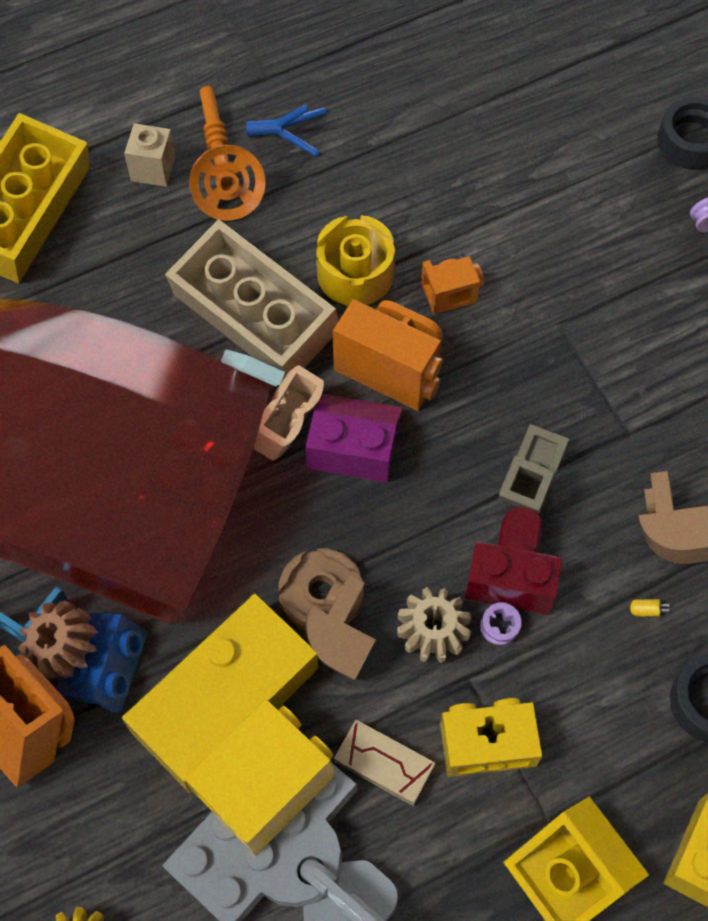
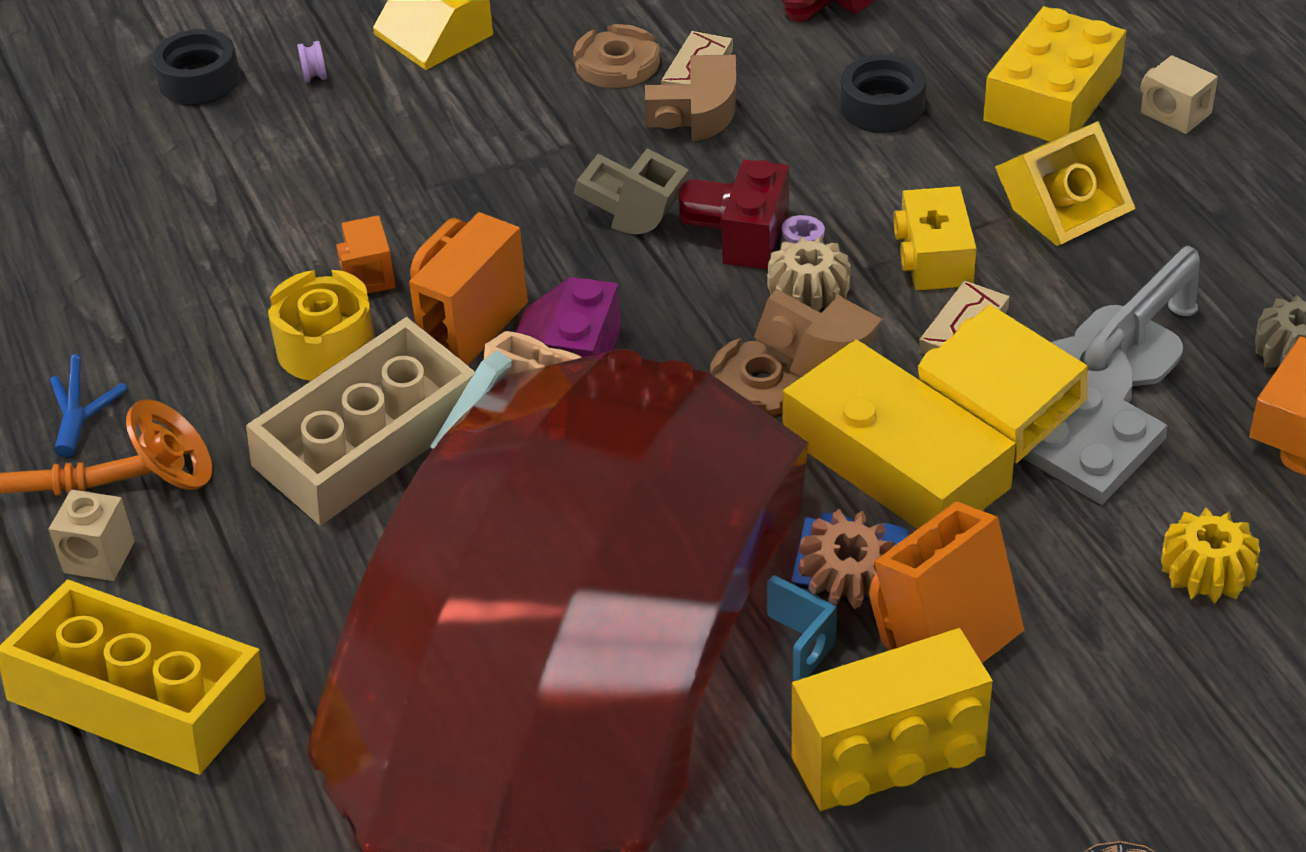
camera: 85 degrees left, 20 degrees down
(647, 607) = (782, 138): yellow piece -> none

